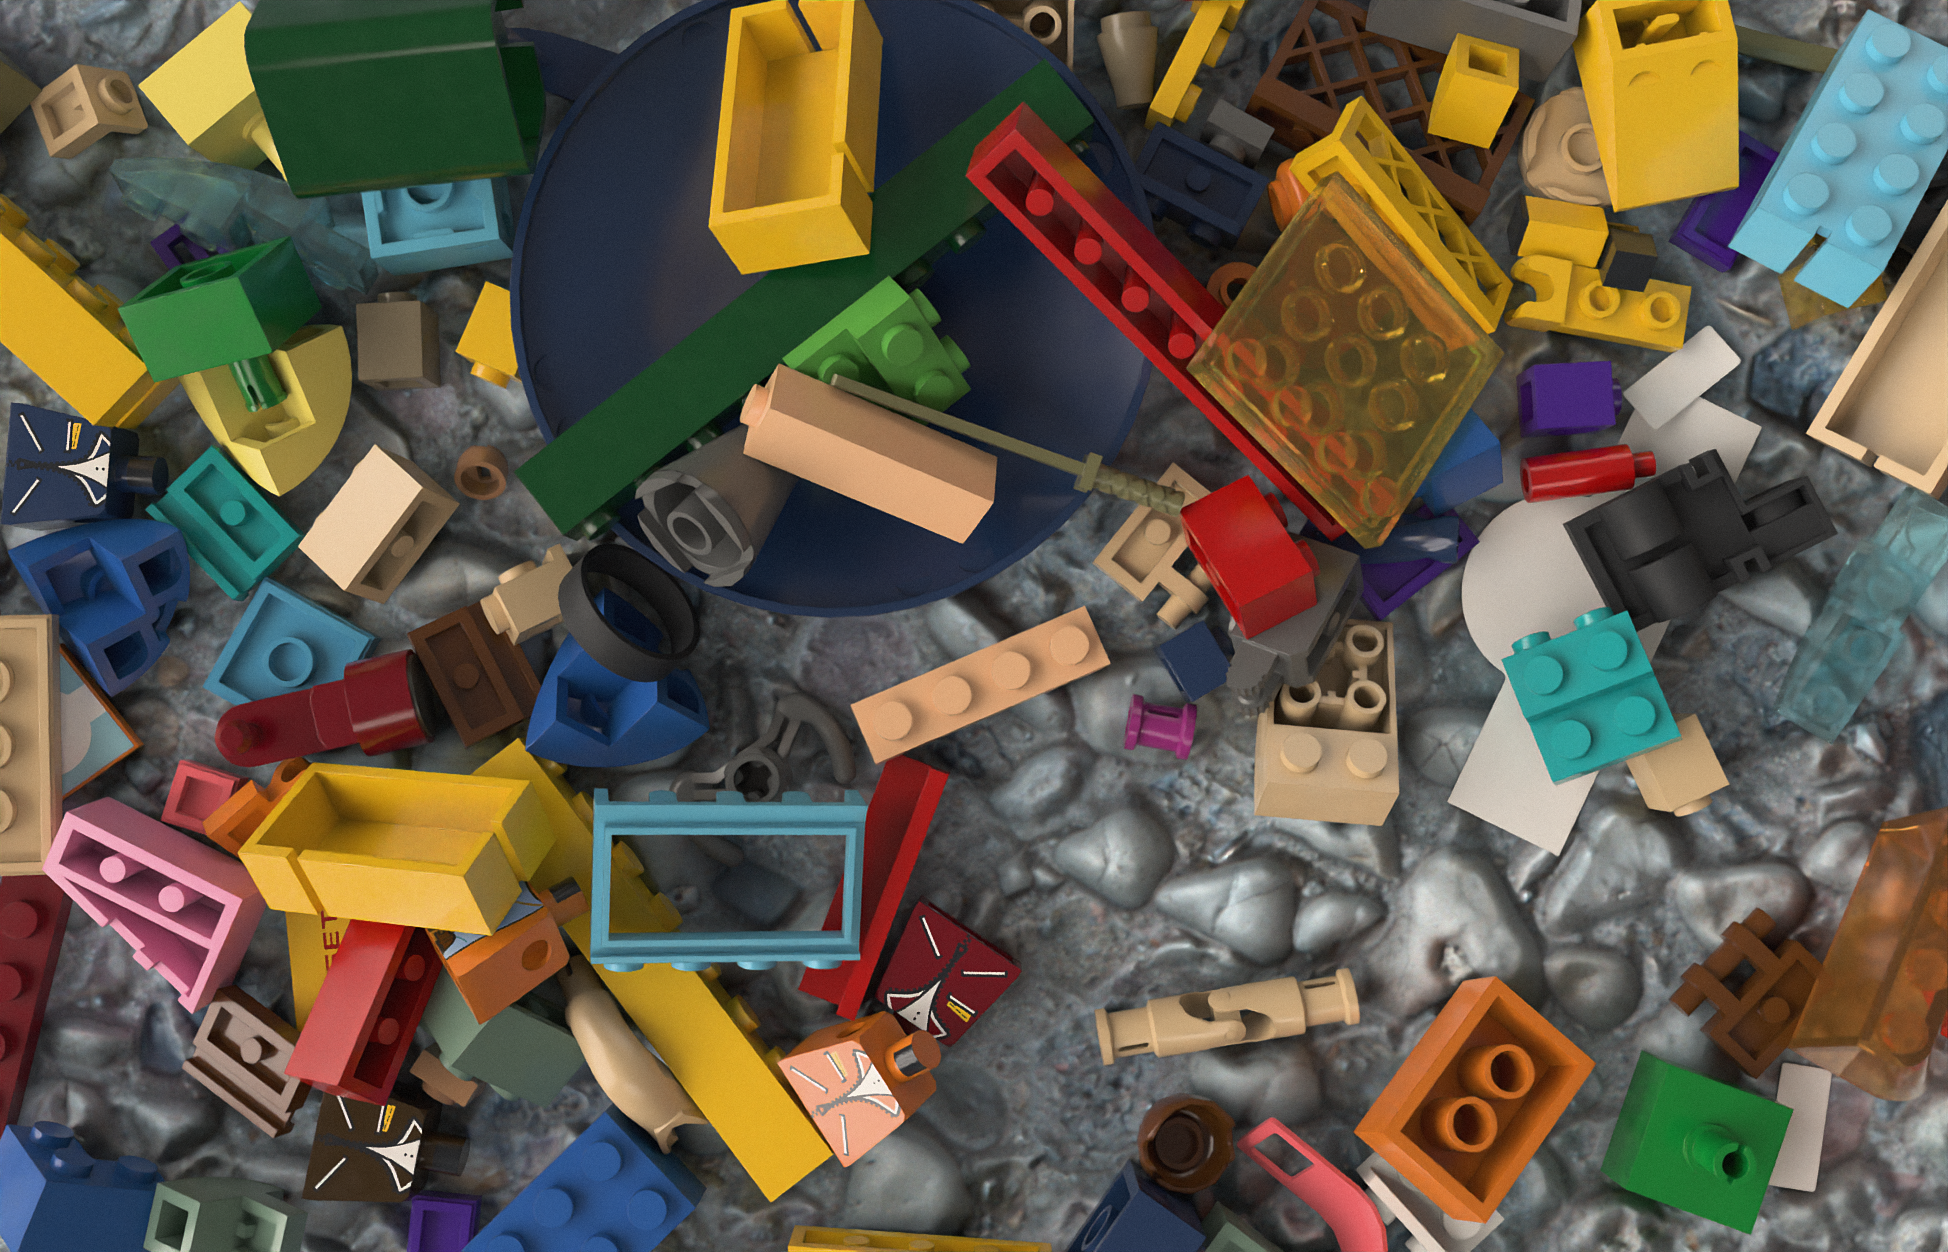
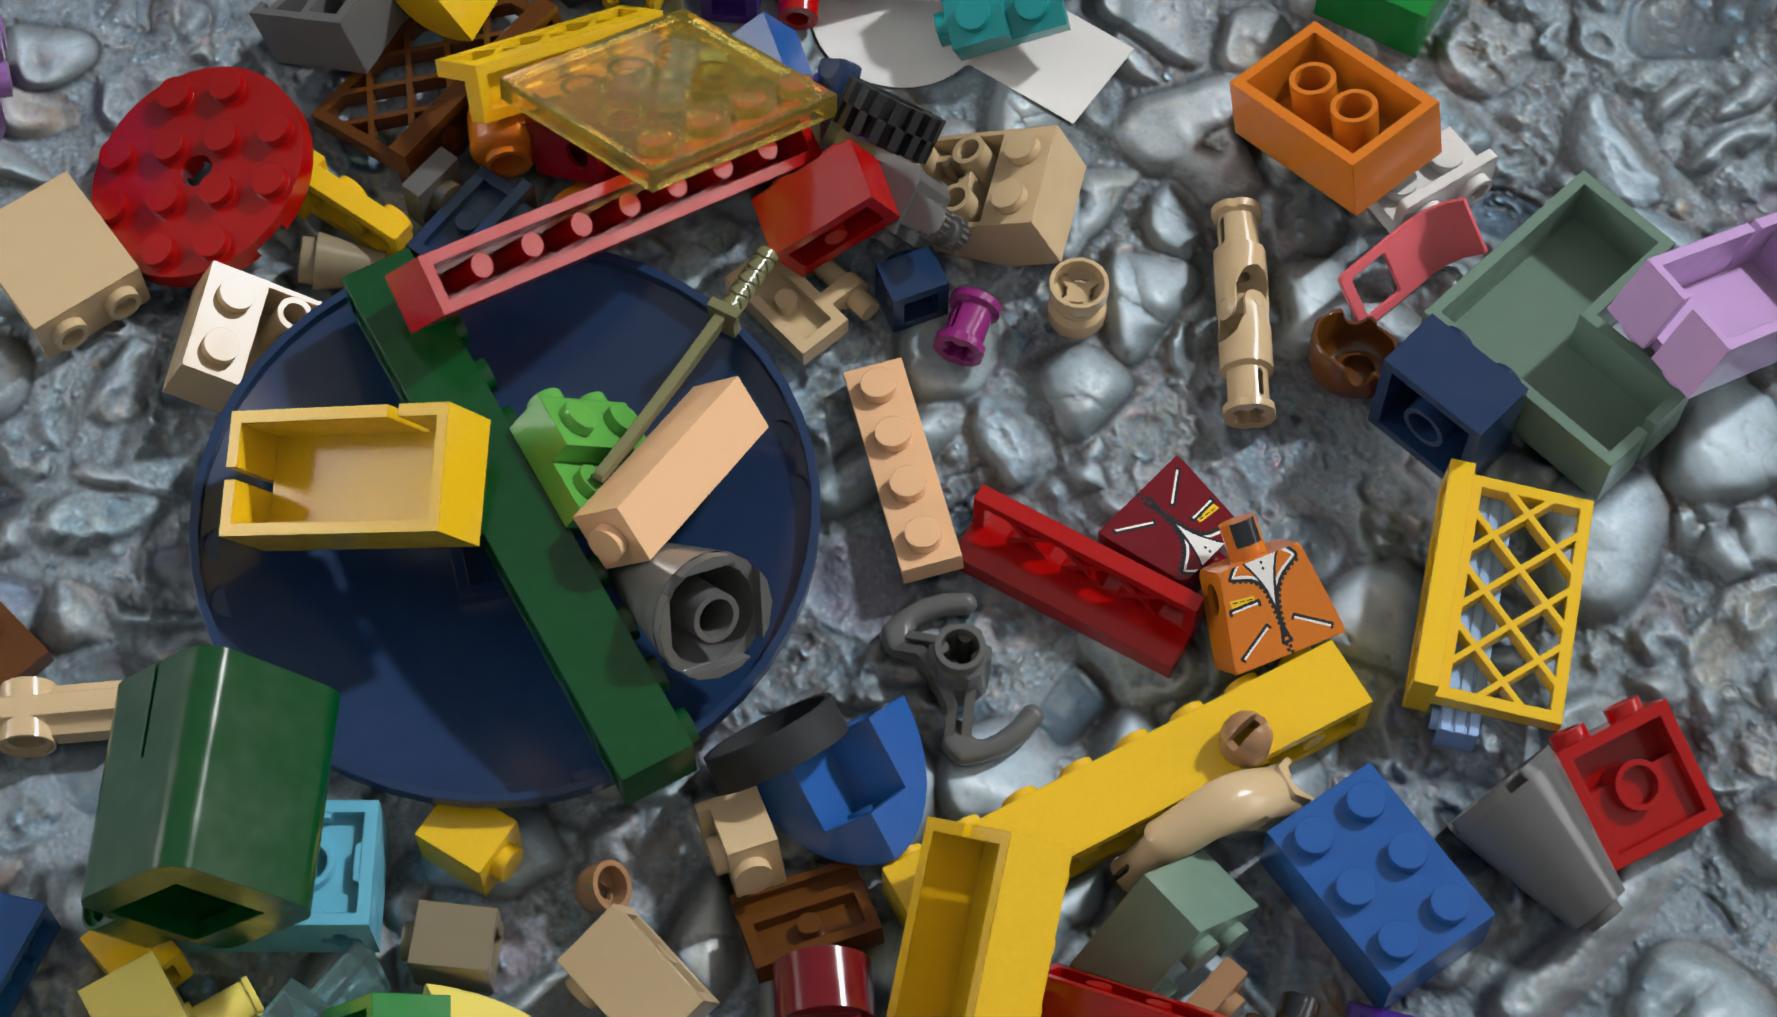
camera: 85 degrees left, 25 degrees down
(519, 954) = (1103, 891): orange torso -> none
(708, 1069) = (1254, 747): none -> medium nougat hinge
(726, 817) = (1022, 768): medium azure window -> none
(1220, 846) = (1077, 298): none -> tan wheel
(1378, 605) = (888, 120): none -> black tyre

